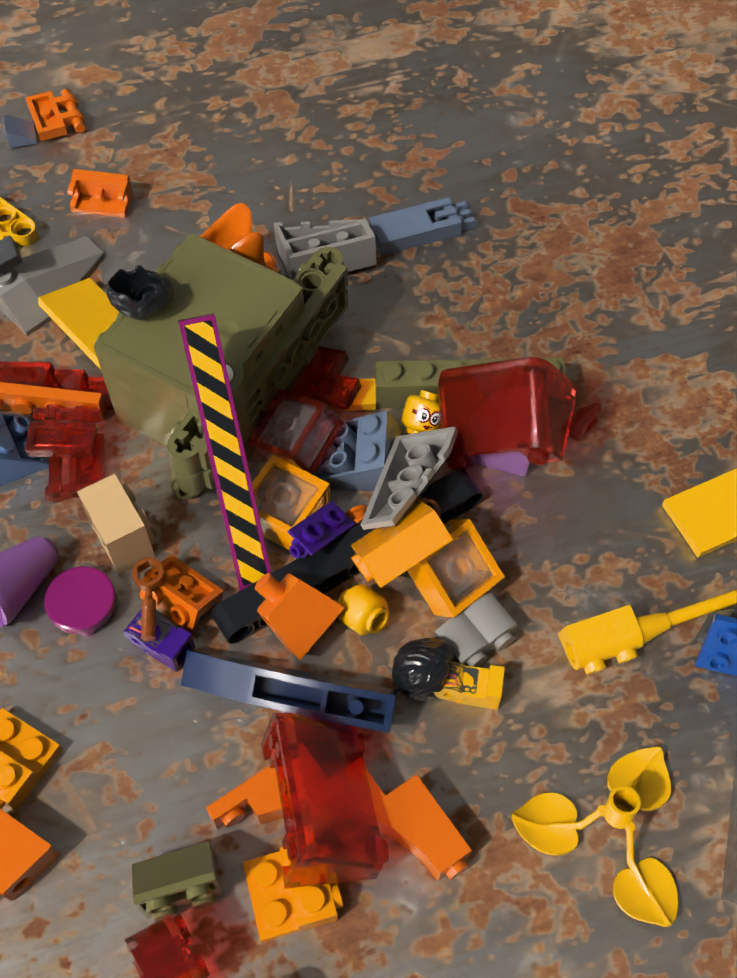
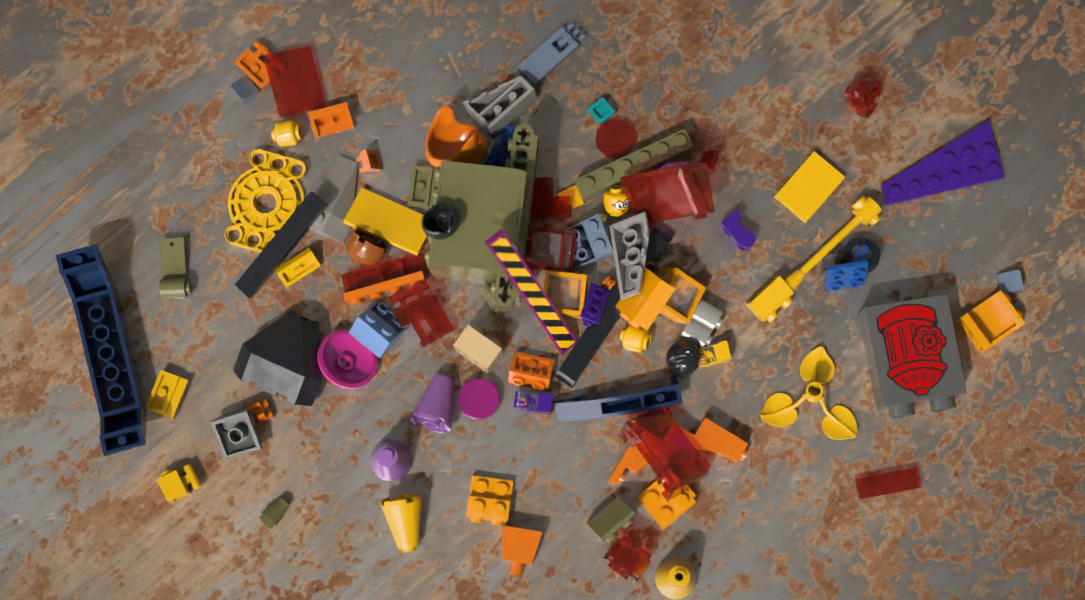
camera: 20 degrees left, 20 degrees up
(36, 186) = (287, 133): none -> yellow head
(43, 341) = (364, 248): none -> dark orange cylinder
(82, 138) = (294, 81): none -> clear red piece
(118, 252) = (370, 161): none -> orange tile
(148, 626) = (522, 388): dark orange piece -> none
(295, 611) = (604, 357): orange torso -> none
(455, 307) = (601, 111): none -> teal plate
(459, 342) = (615, 139): none -> clear red tile
(586, 526) = (737, 233): none -> dark purple leg

